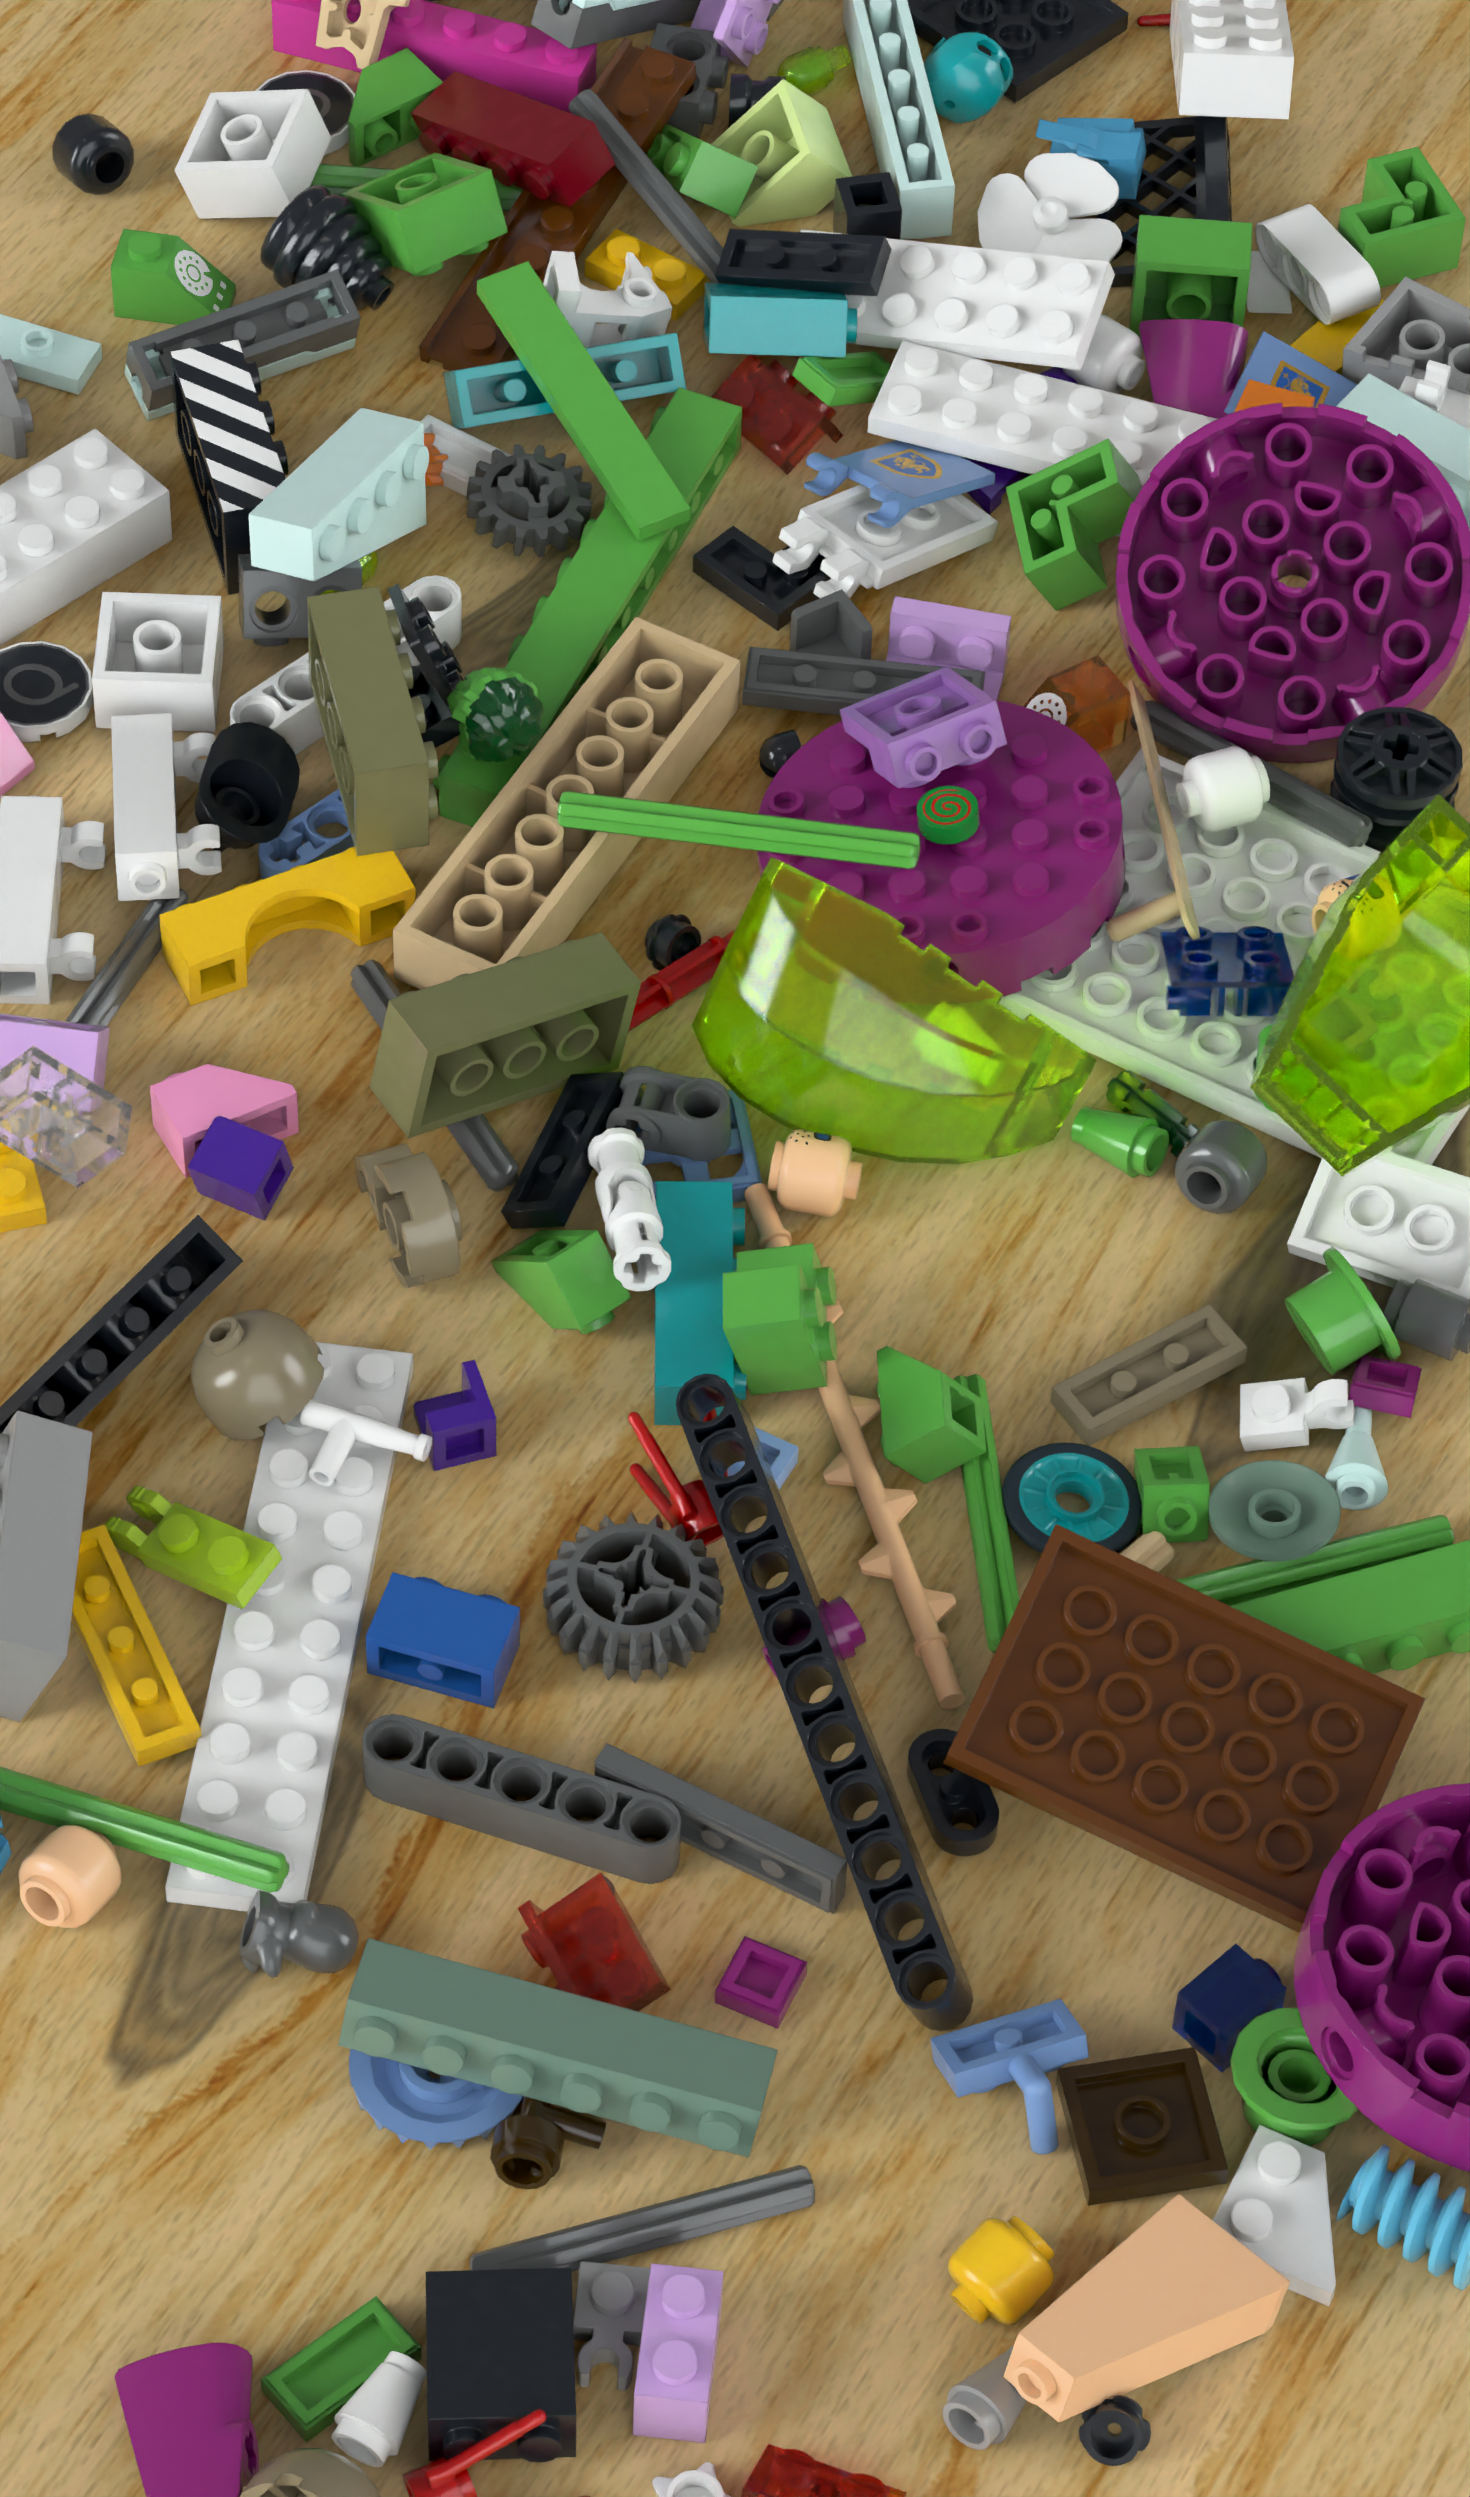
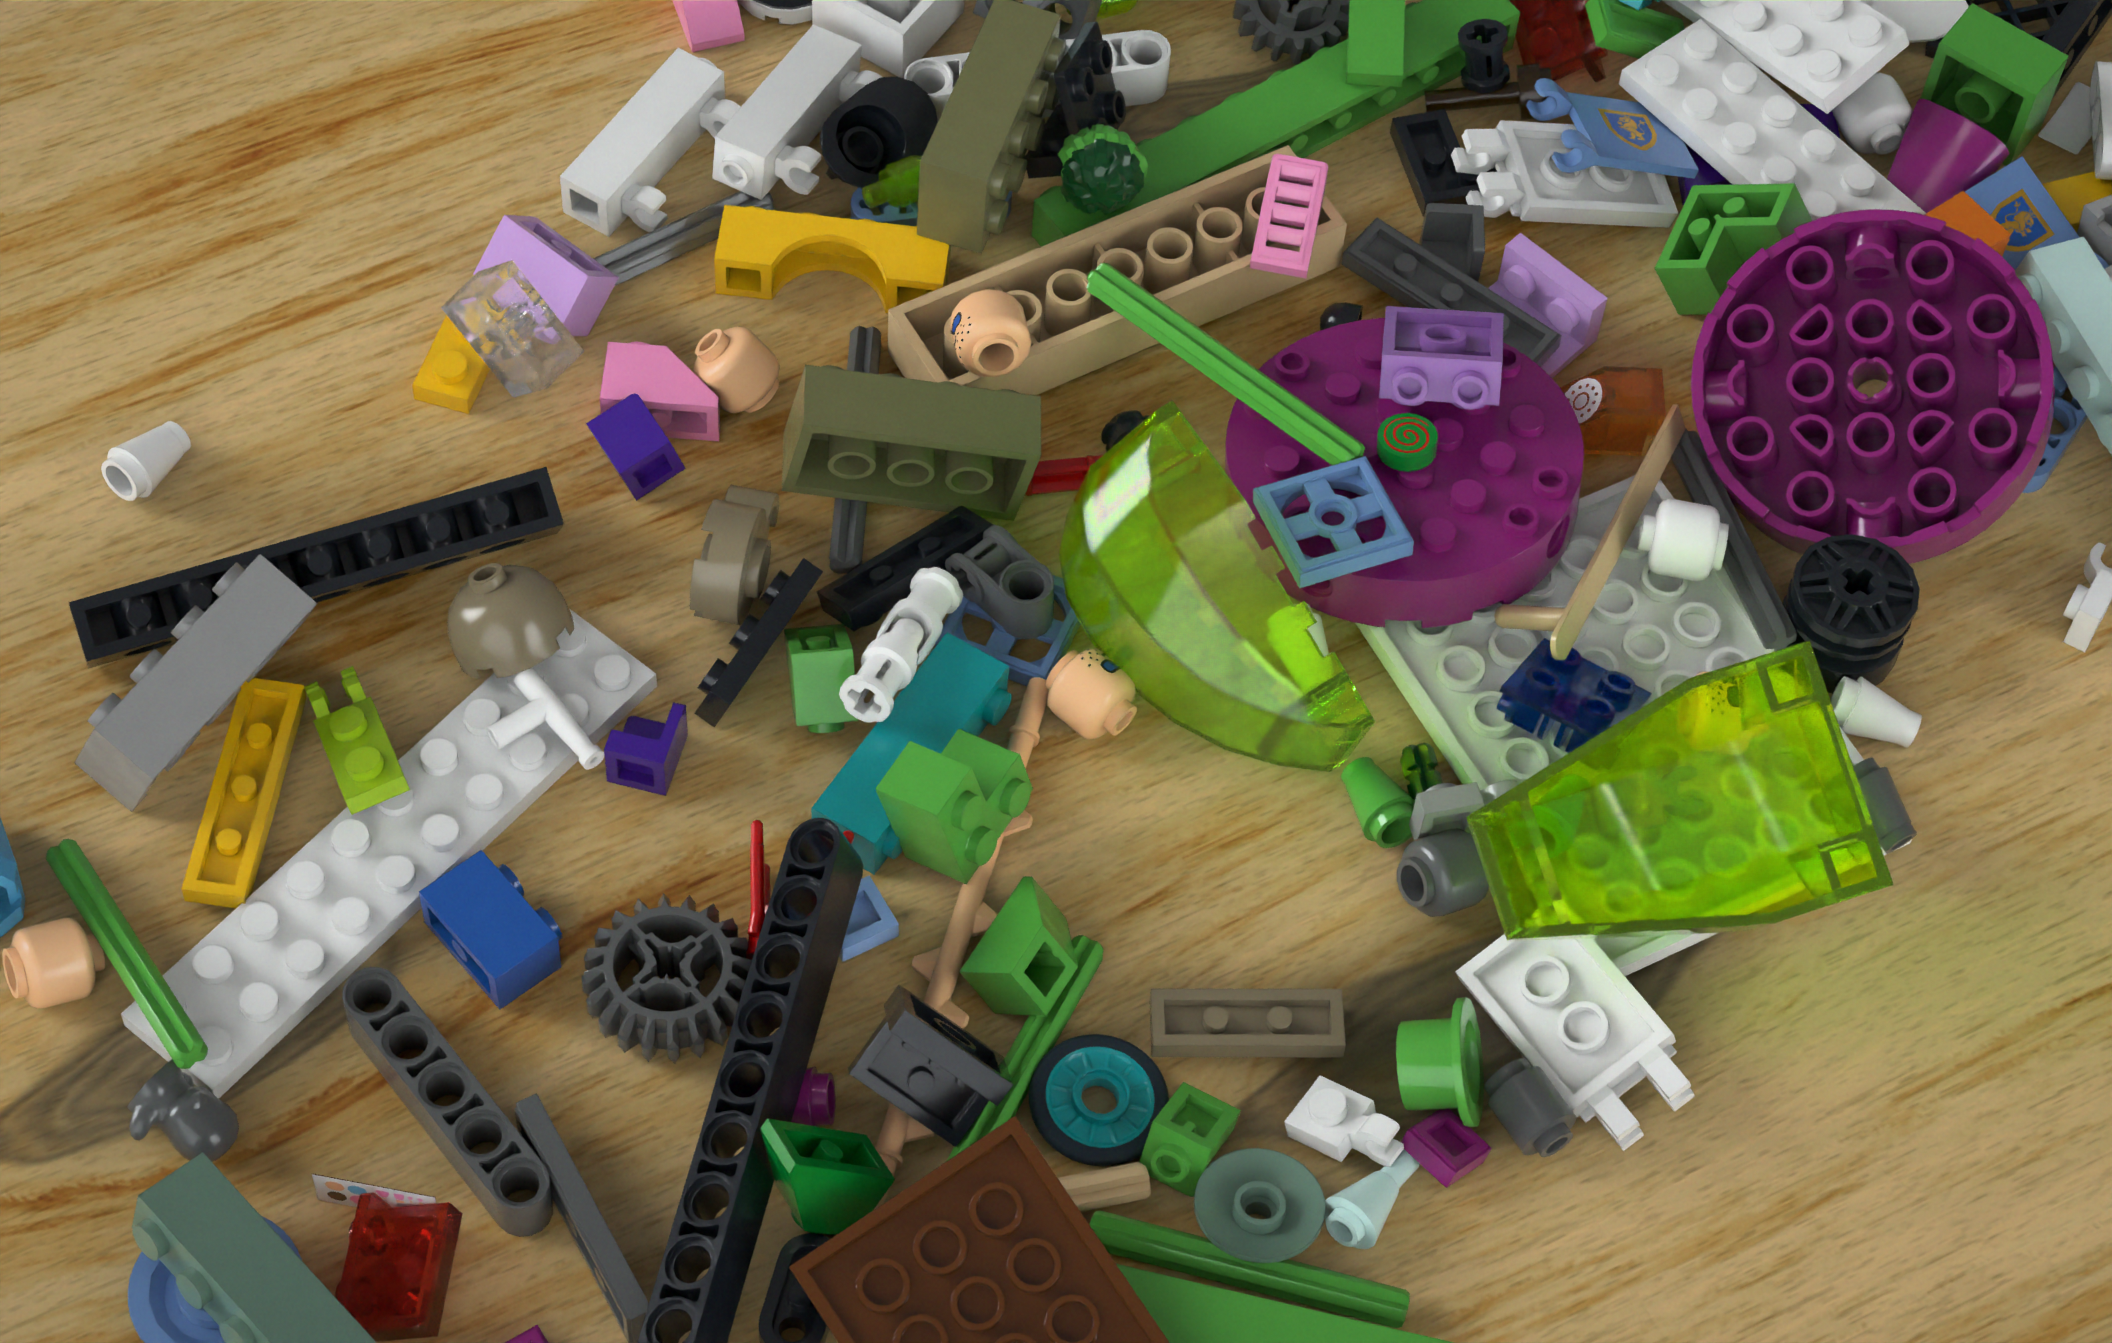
camera: 30 degrees right, 5 degrees up
(282, 1050) = (737, 369): none -> light nougat head
(304, 818) = (896, 184): none -> clear neon green cylinder
(485, 1278) = (754, 640): none -> black plate
(505, 1916) = (348, 1193): none -> white sticker
(513, 900) = (990, 333): none -> light nougat head
(681, 641) = (1294, 182): none -> bright pink slope
(739, 460) = (1484, 55): none -> black bush
(787, 479) = (1512, 93): none -> dark brown piece
(909, 1677) = (825, 1174): none -> green slope
(929, 1539) = (930, 1067): none -> black bracket
(961, 878) = (1351, 554): none -> medium blue piece
(1205, 1101) = (1448, 805): none -> light grey plate

